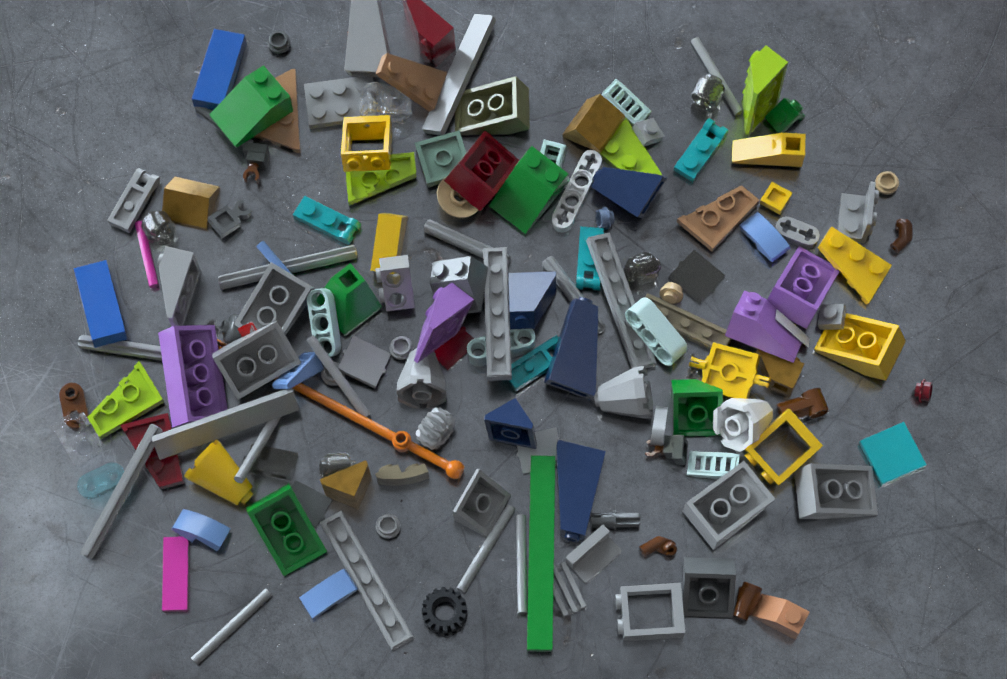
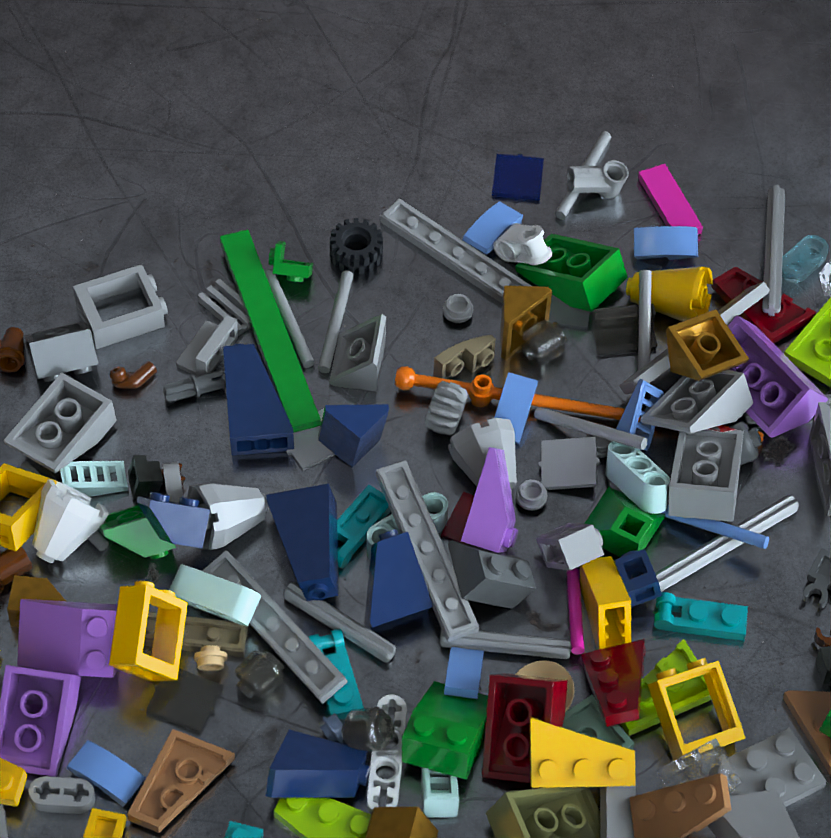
camera: 155 degrees right, 15 degrees down
(227, 607) = (605, 179): none -> light grey piece
(228, 391) = (703, 347): none -> pearl gold slope
(284, 644) = (517, 177): none -> clear blue piece
(315, 563) = (523, 245): none -> white piece
(361, 240) = (638, 577): none -> dark blue brick
(384, 417) = (516, 402): none -> medium blue slope
(407, 185) = (616, 680): none -> dark red wing
(415, 236) = (575, 611): none -> dark pink bar
(465, 129) = (576, 760): none -> yellow wing
(504, 225) = (463, 672): none -> medium blue slope
(504, 605) = (294, 270): none -> green bracket
(586, 198) = (368, 729): none -> clear smoke head
(668, 380) = (176, 521): none -> slope
(712, 304) = (131, 628): none -> yellow window
(731, 370) = (97, 575): yellow plate -> none
(792, 328) = (35, 655): white sticker -> none

